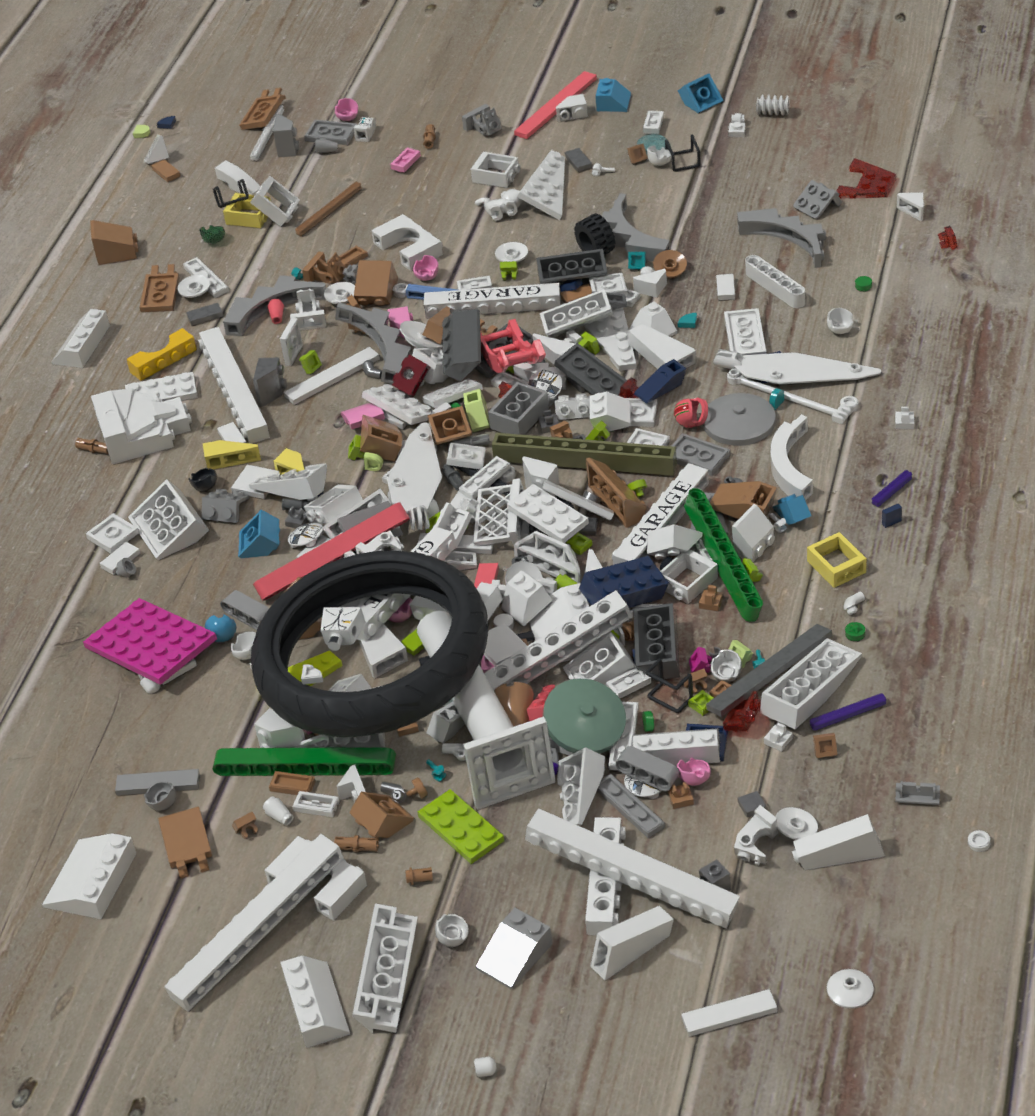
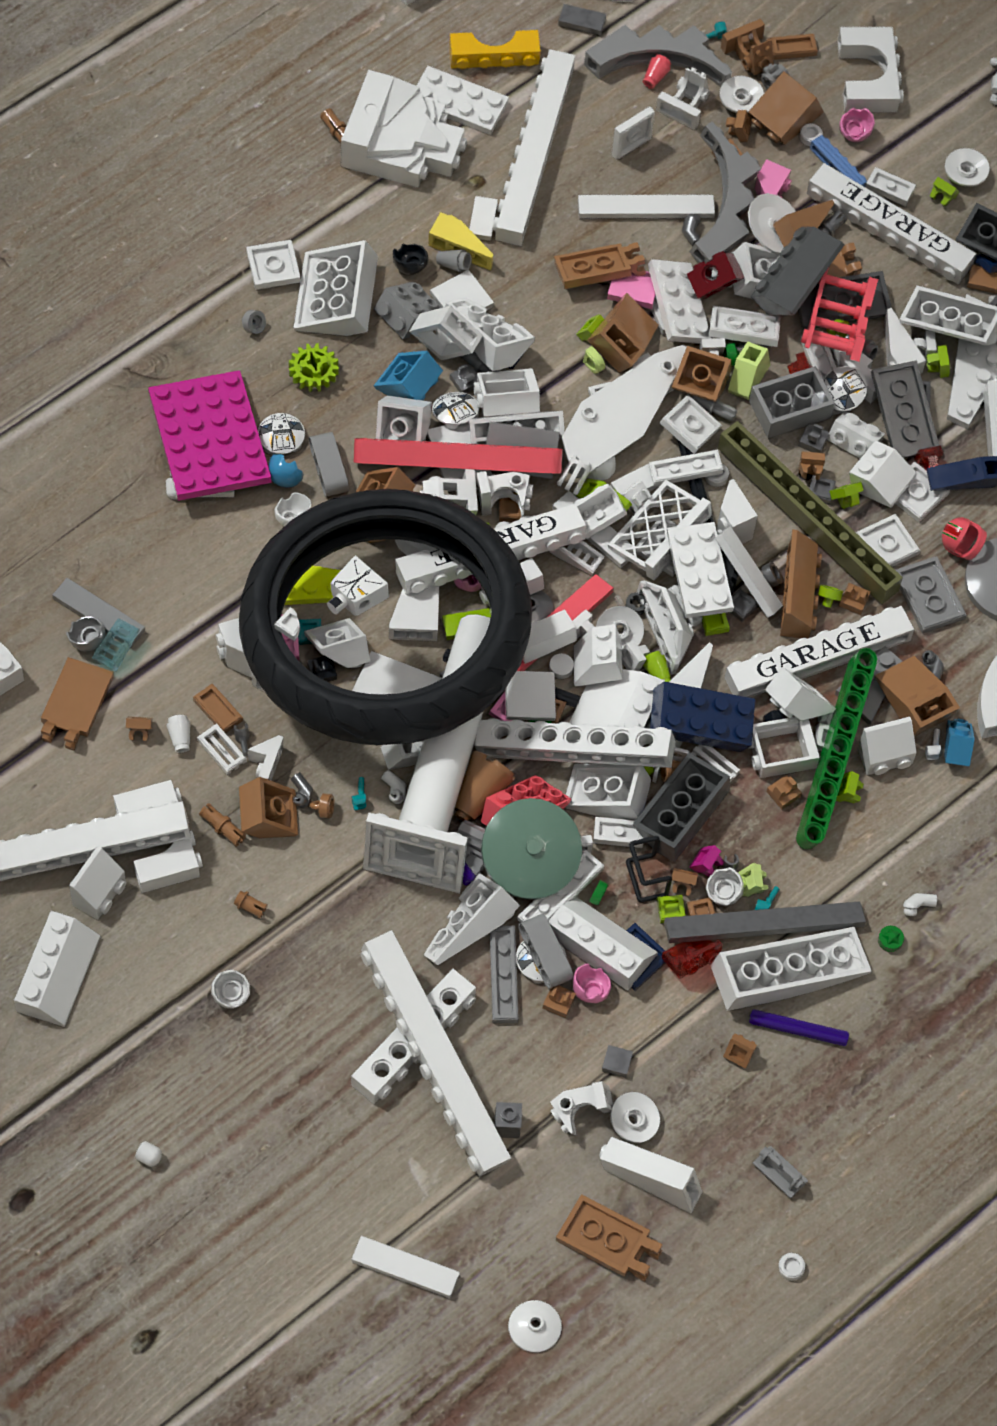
camera: 25 degrees right, 20 degrees up
(124, 551) = (262, 300): white tile -> none
(187, 803) = (99, 655): none -> clear light blue slope
(190, 567) = (323, 362): none -> lime gear
(199, 612) = (281, 434): none -> white dish
(233, 463) = (454, 259): none -> light grey cone
(265, 478) = (449, 339): none -> white window
(269, 380) = (569, 172): flat silver slope -> none
(275, 555) = (403, 419): none -> white slope
(288, 461) = (510, 302): light yellow slope -> none
(300, 928) = (97, 884): none -> white slope
(303, 761) = (243, 692): green beam -> none
(310, 362) = (635, 172): lime tile -> none
(323, 787) = (242, 737): none -> flat silver hand
(330, 415) = (599, 265): none -> medium nougat tile
(384, 969) = (139, 985): white slope -> none
(453, 476) = (658, 442): dark grey axle -> none
(460, 826) = (332, 877): lime plate -> none
(515, 948) = (270, 1052): slope -> none
(629, 940) = (378, 1126): white slope -> none
(654, 481) = (854, 598): none -> medium nougat tile
(778, 737) = (706, 1005): white tile -> none
(842, 573) = (947, 860): light yellow window -> none
(848, 903) = (608, 1238): none -> medium nougat tile

